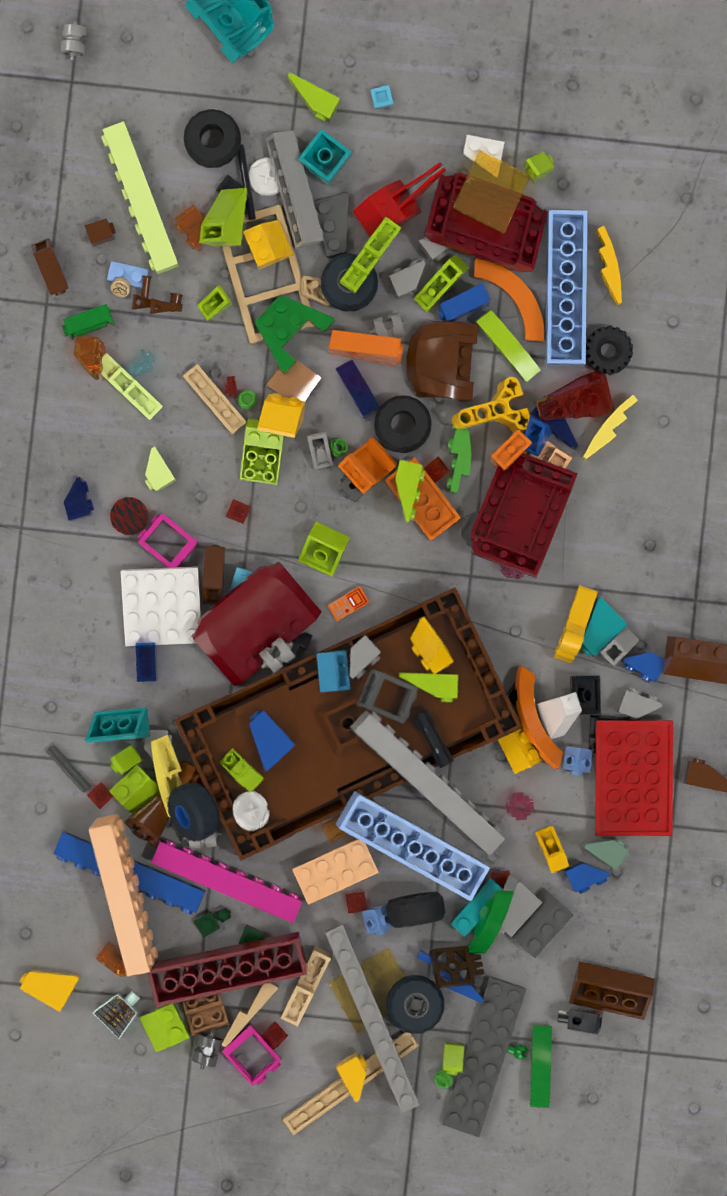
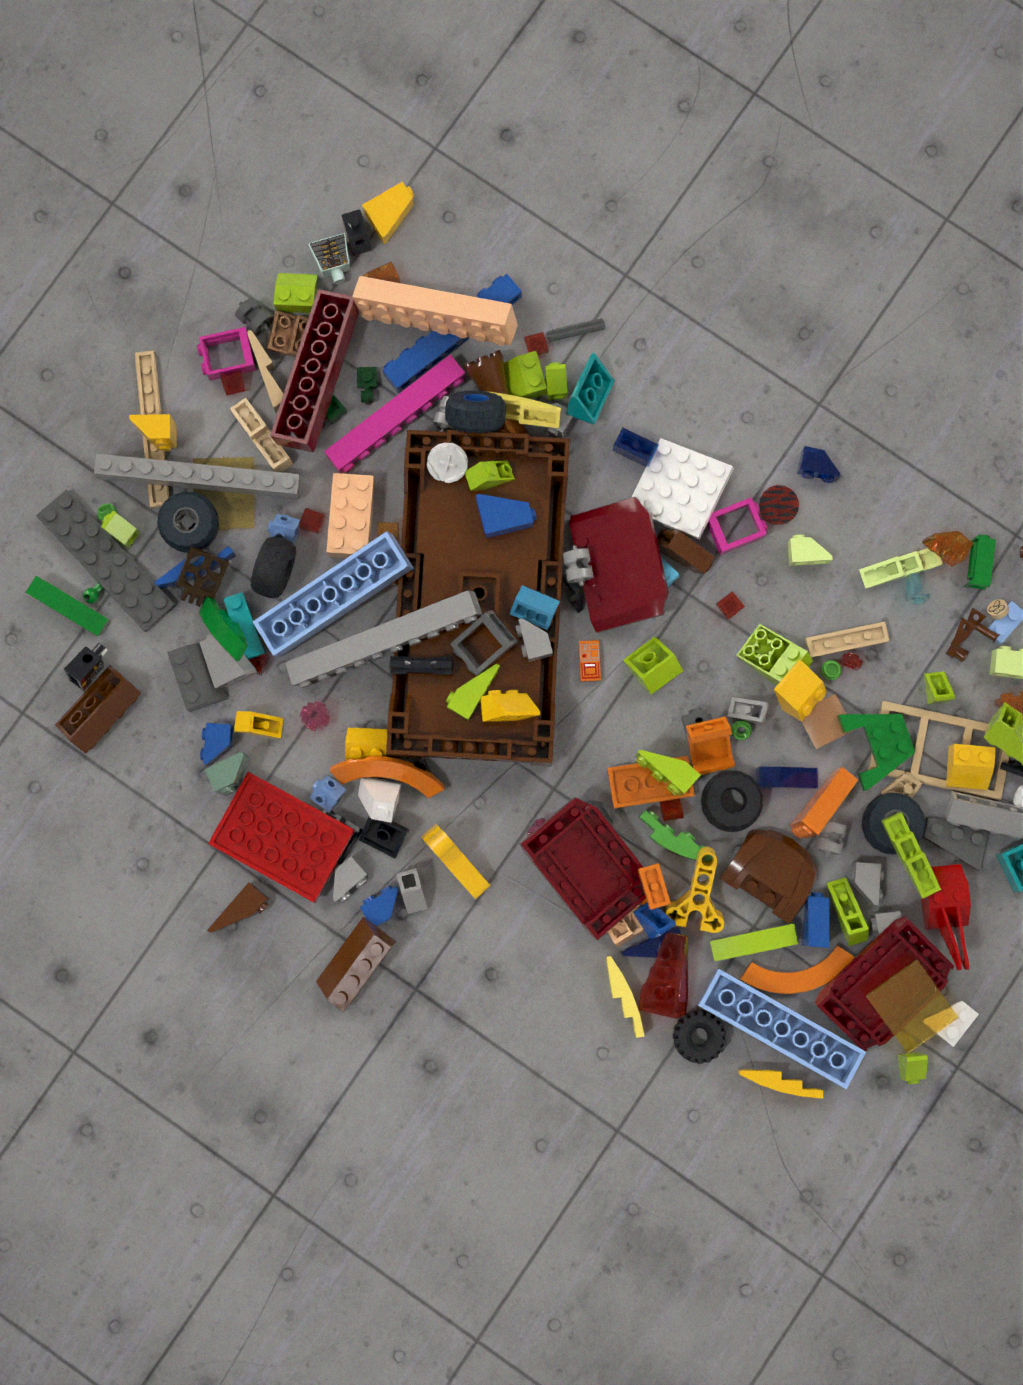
camera: 120 degrees right, 5 degrees down
(85, 1003) = (356, 230): none -> black torso
(601, 628) = (437, 883): teal slope -> none

